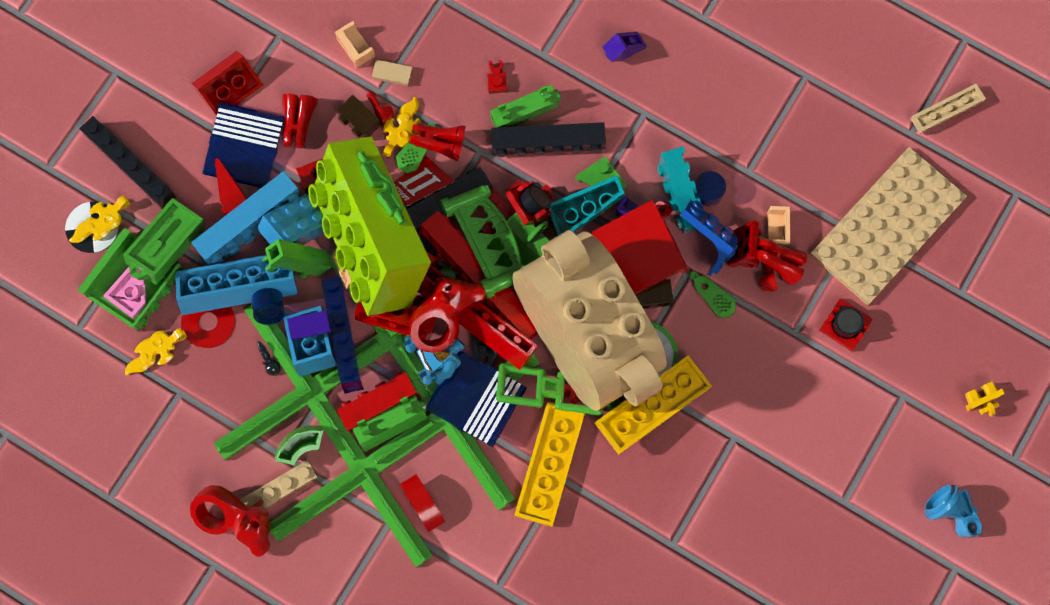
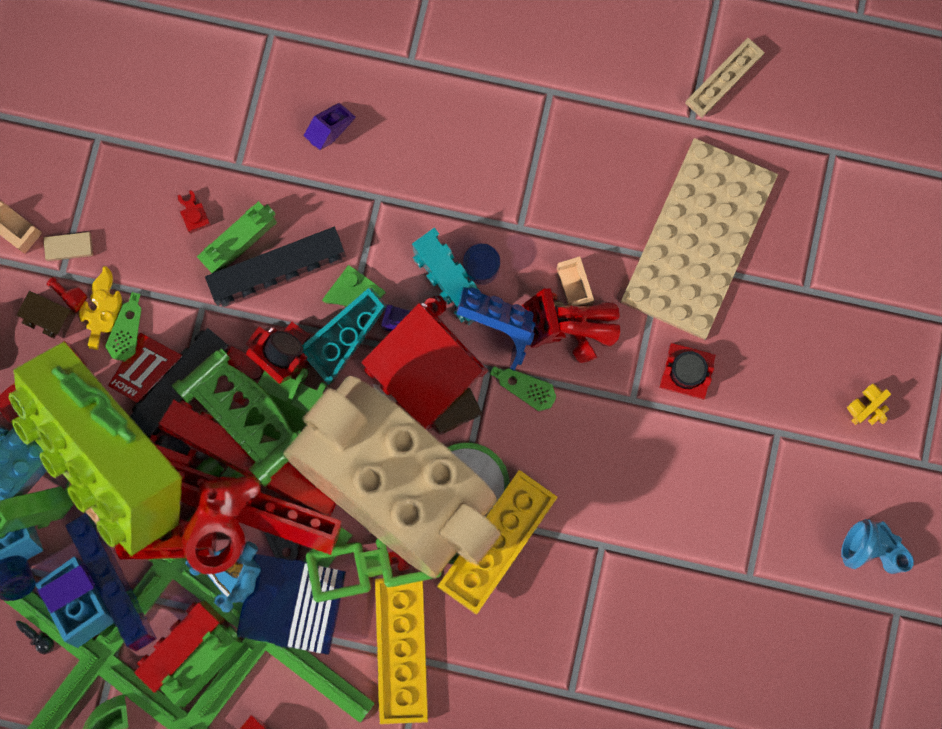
camera: 15 degrees left, 5 degrees up
(453, 135) = (161, 299): red piece -> none

